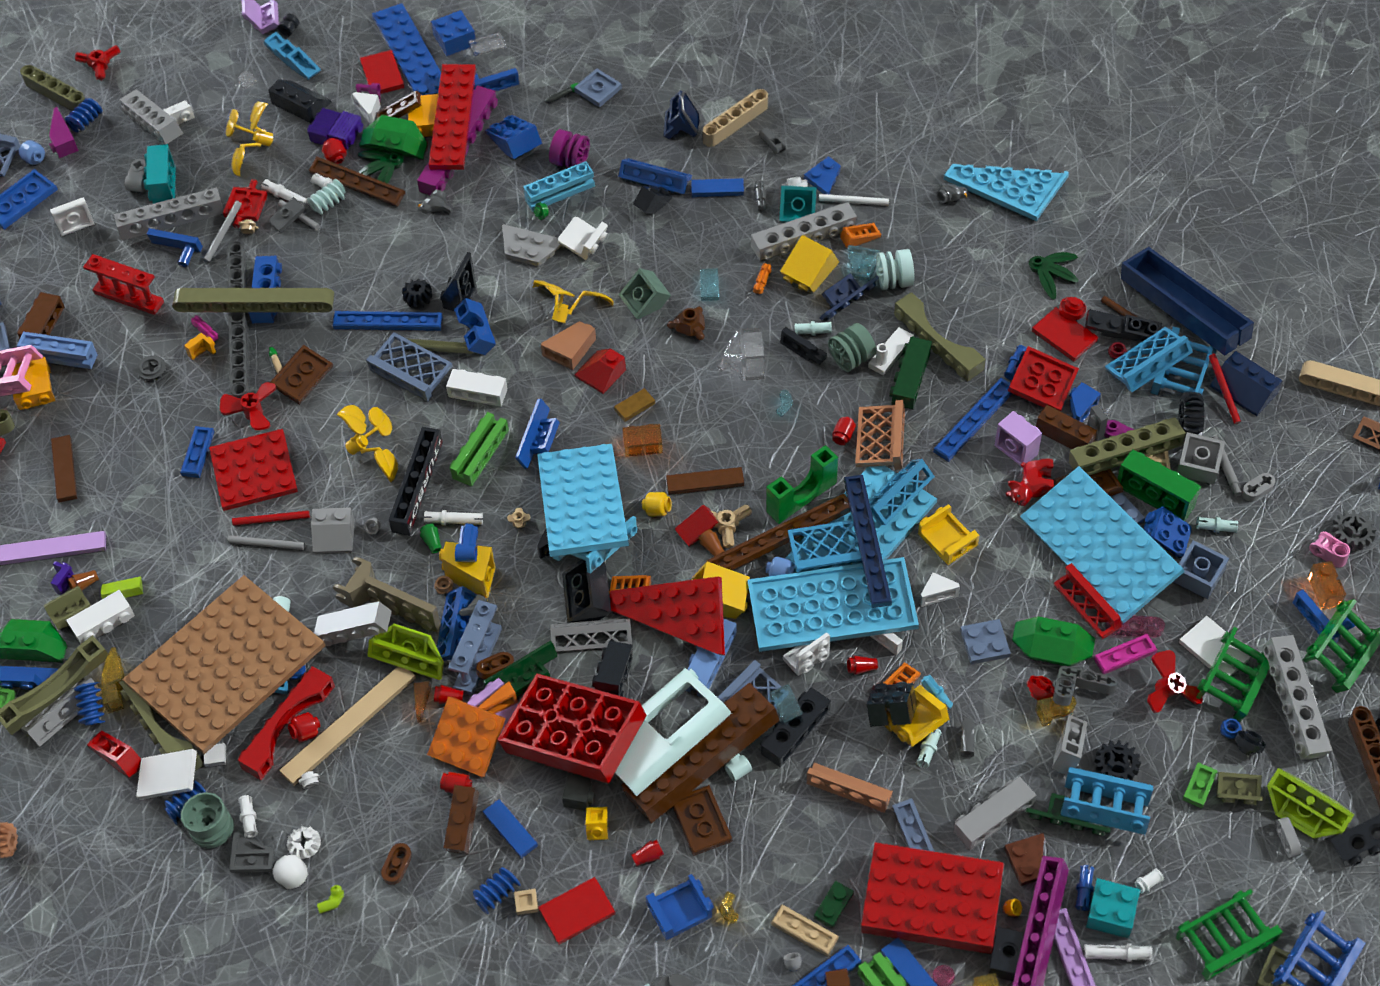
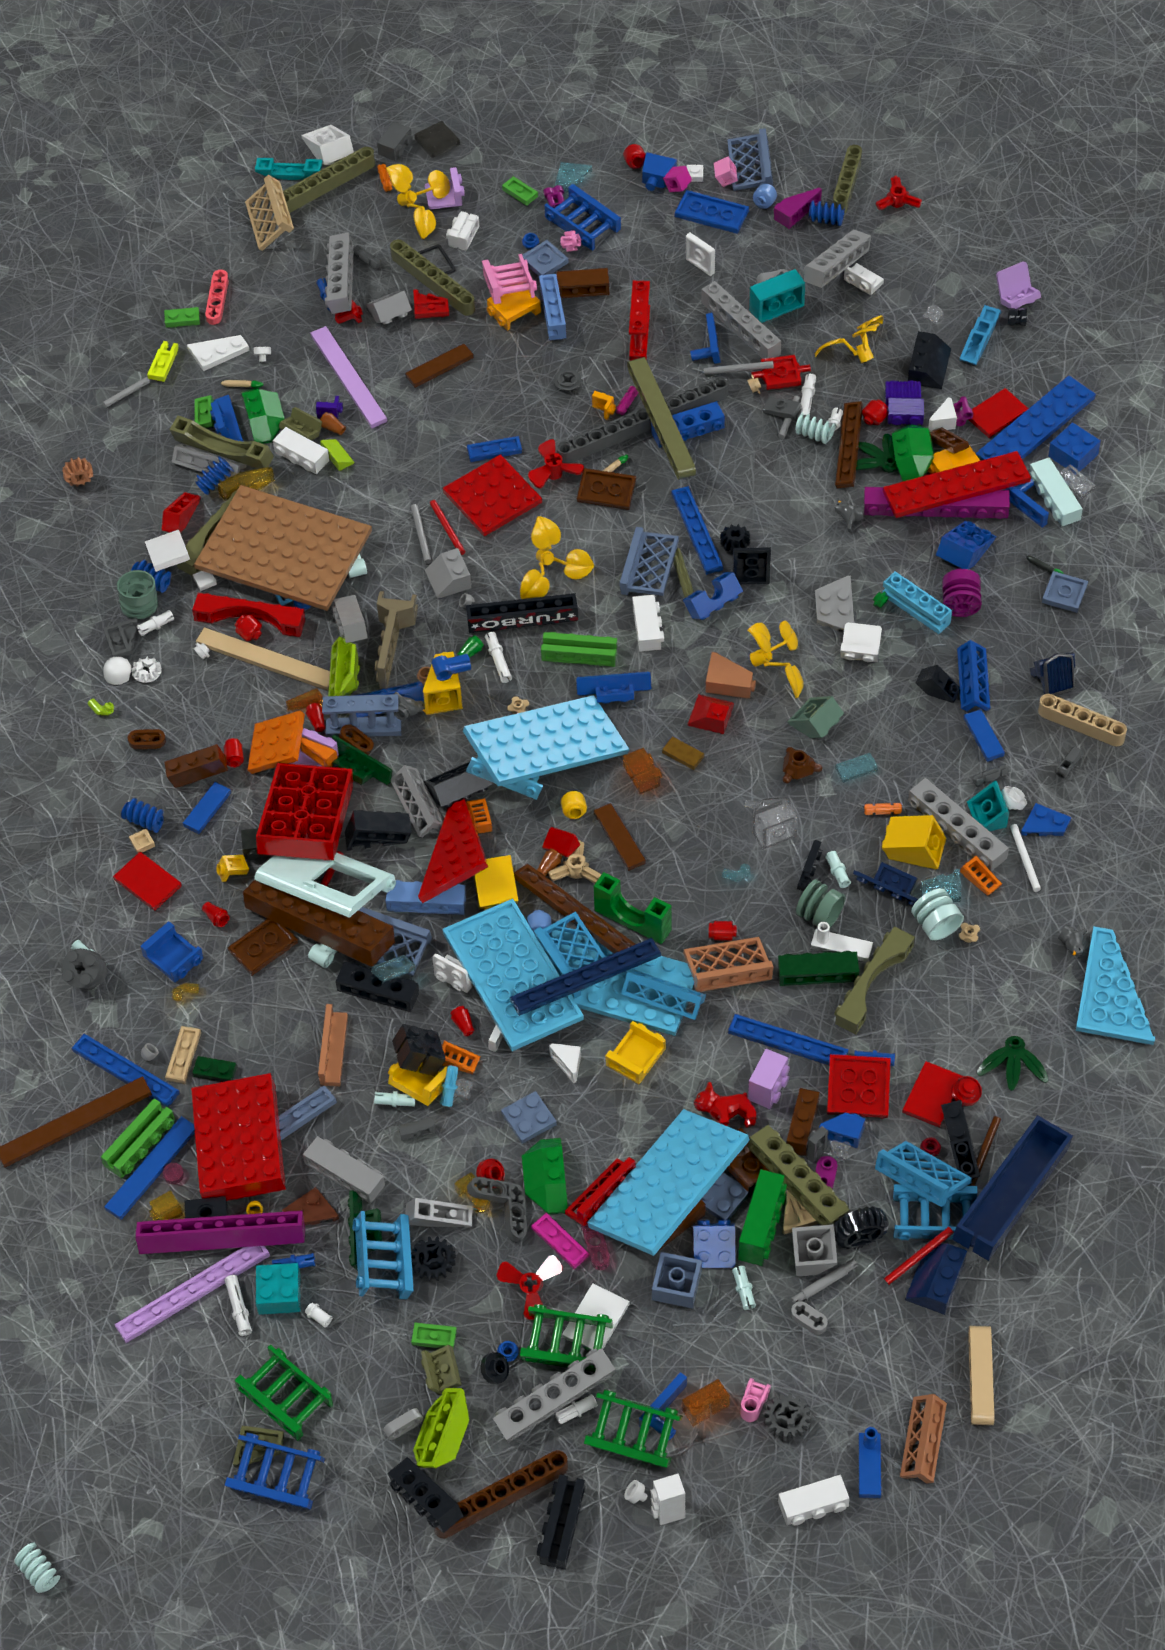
camera: 70 degrees right, 0 degrees up
(493, 59) = (1055, 492): none -> light aqua brick
(917, 258) = (969, 937): none -> tan plate

